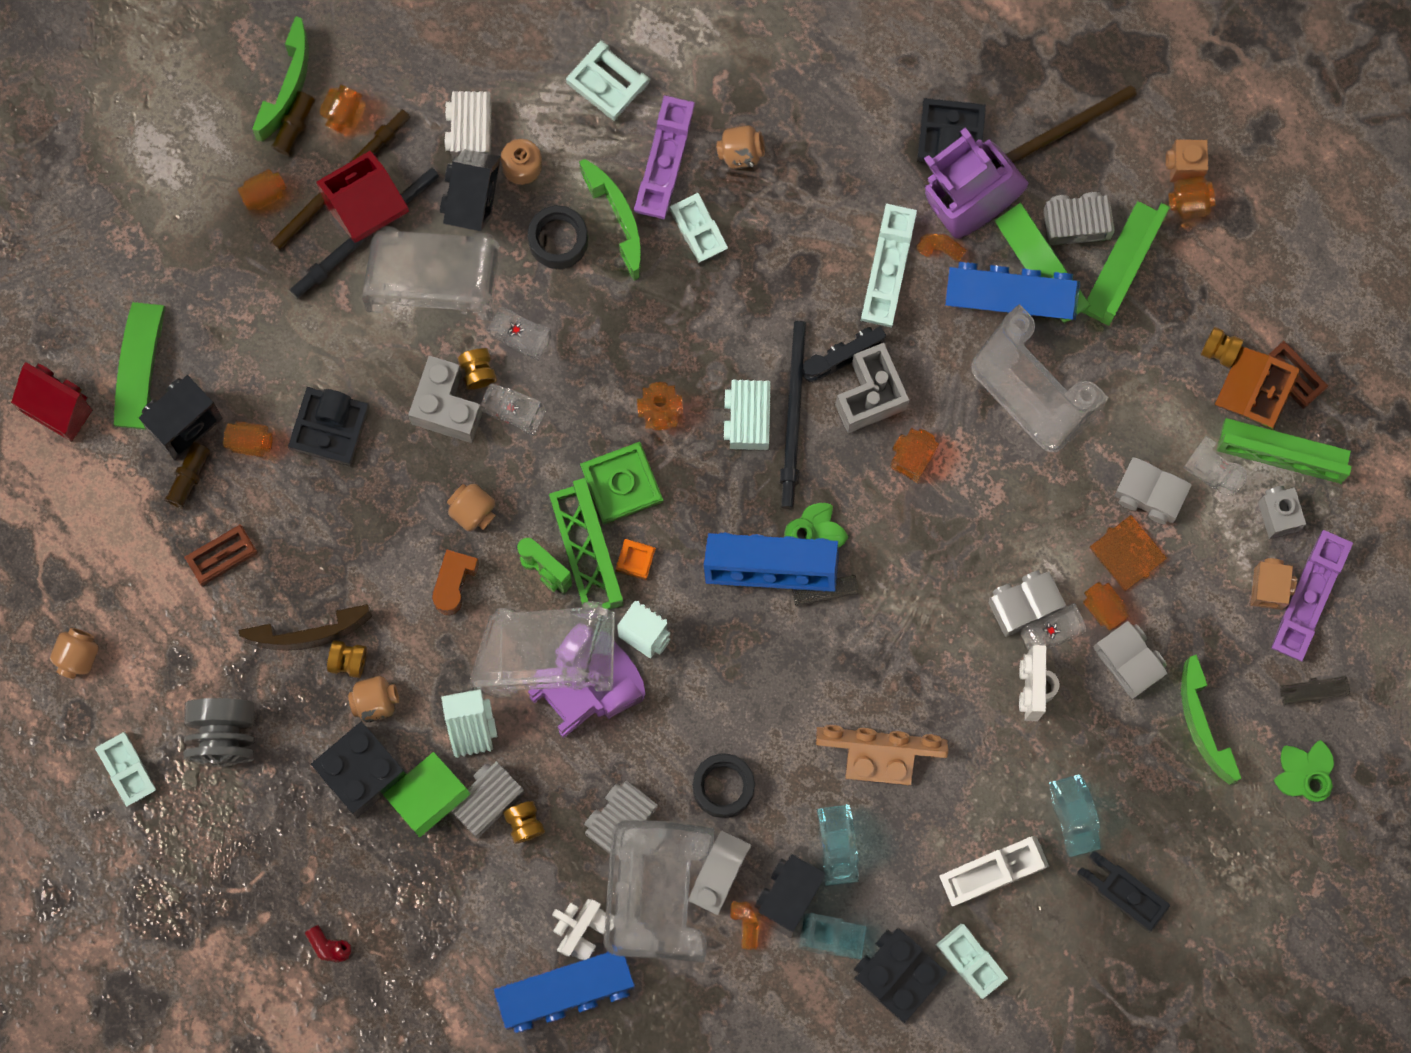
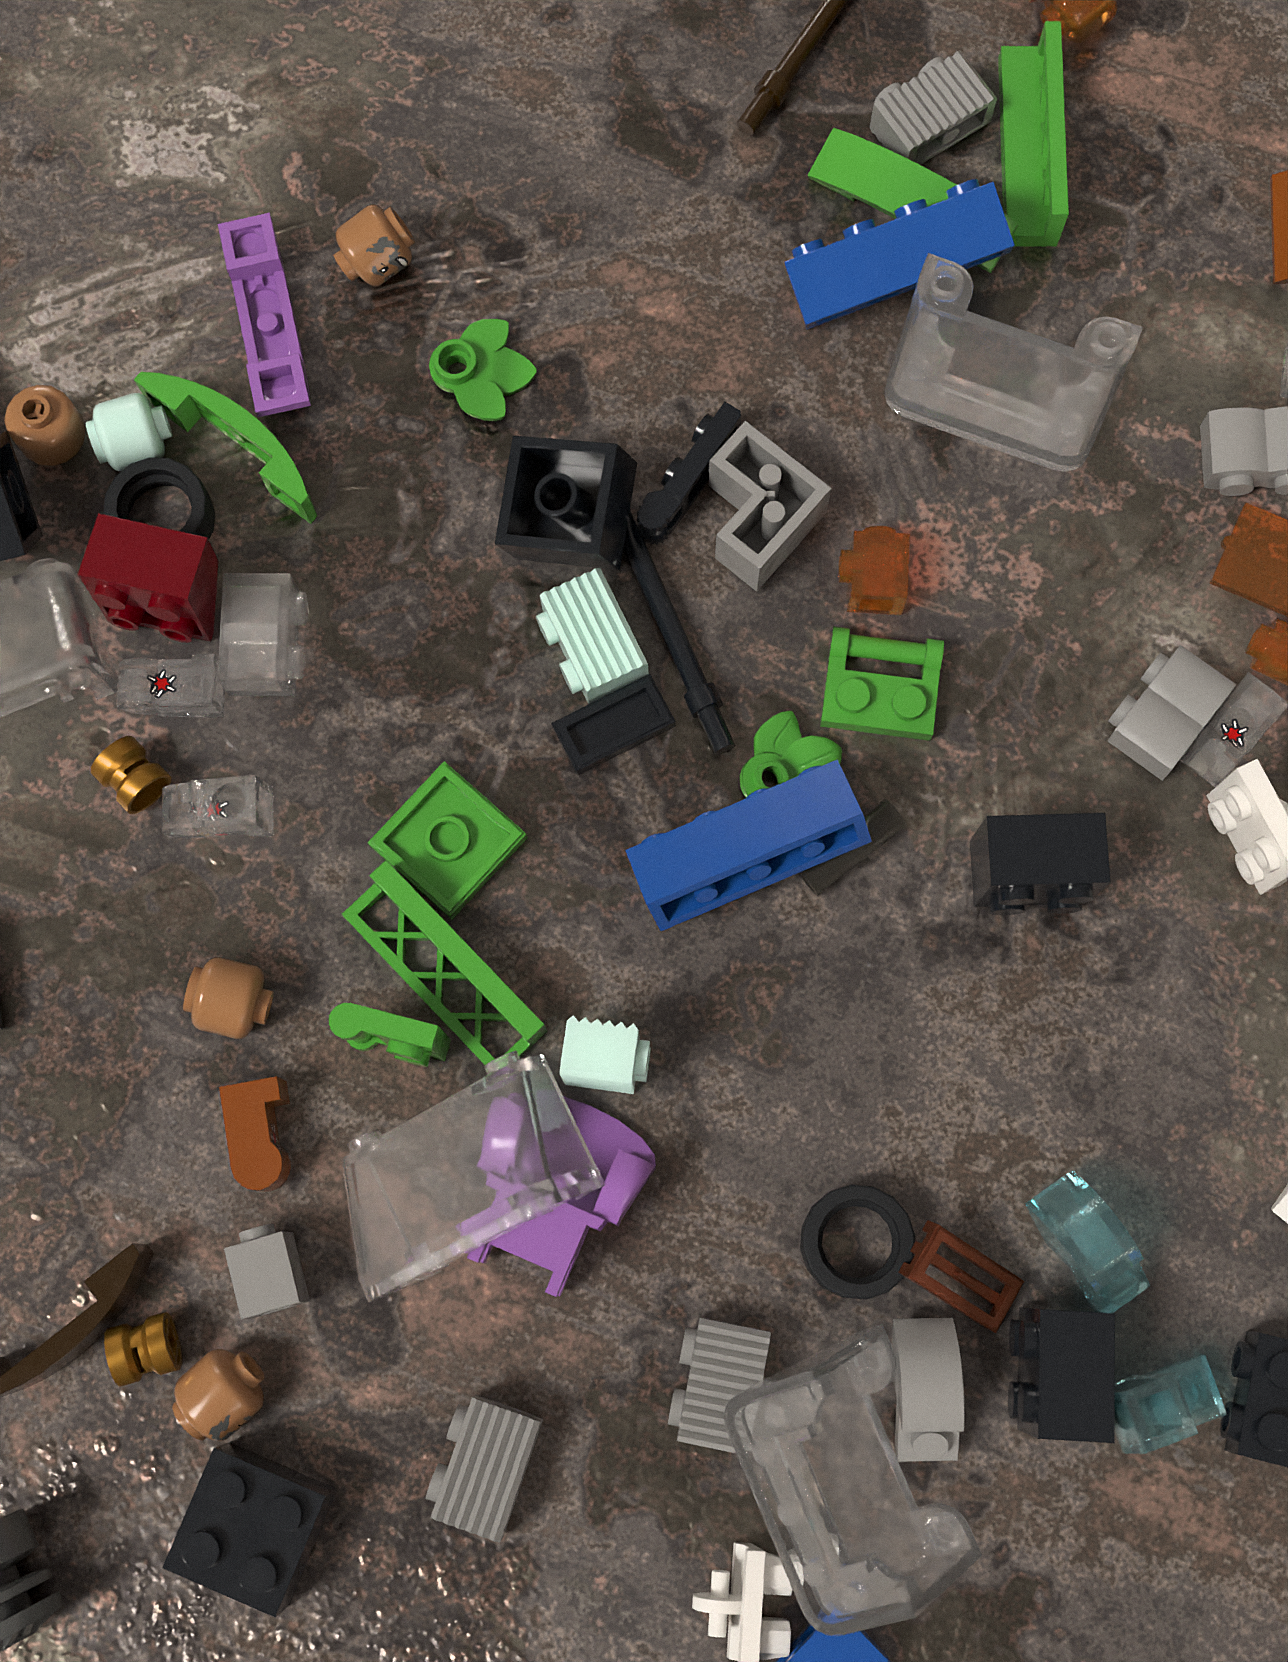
camera: 20 degrees left, 0 degrees up
(425, 652) = (266, 1272): none -> light grey brick
(426, 794) = (384, 1513): bright green tile -> none
(436, 404) = (93, 863): light grey brick -> none
(469, 722) = (393, 1356): light aqua brick -> none
(523, 822) = (578, 1481): pearl gold wheel -> none
(538, 273) = (152, 578): none -> dark red slope
(563, 186) = (128, 430): none -> light aqua head
(579, 328) = (261, 634): none -> clear brick
(601, 87) = (115, 260): light aqua plate -> none
(635, 559) = (530, 948): orange tile -> none
(660, 417) = (449, 709): clear orange brick -> none
(698, 227) = (369, 397): light aqua slope -> none
(736, 465) = (613, 724): none -> black tile
(750, 924) = (1019, 1449): clear orange arm -> none
(752, 805) = (926, 1254): none -> copper tile
(768, 246) = (489, 372): none -> bright green plate
(770, 338) = (566, 502): none -> black brick
(881, 523) = (881, 701): none -> bright green plate
(881, 755) = (1076, 1062): medium nougat bracket -> none
(888, 265) = (686, 311): light aqua slope -> none
(913, 644) = (1039, 862): none -> black brick
(940, 242) = (744, 242): clear orange arm -> none
(943, 122) = (677, 79): black plate -> none
(972, 183) = (756, 113): medium lavender piece -> none
(1222, 347) = (1243, 192): pearl gold wheel -> none

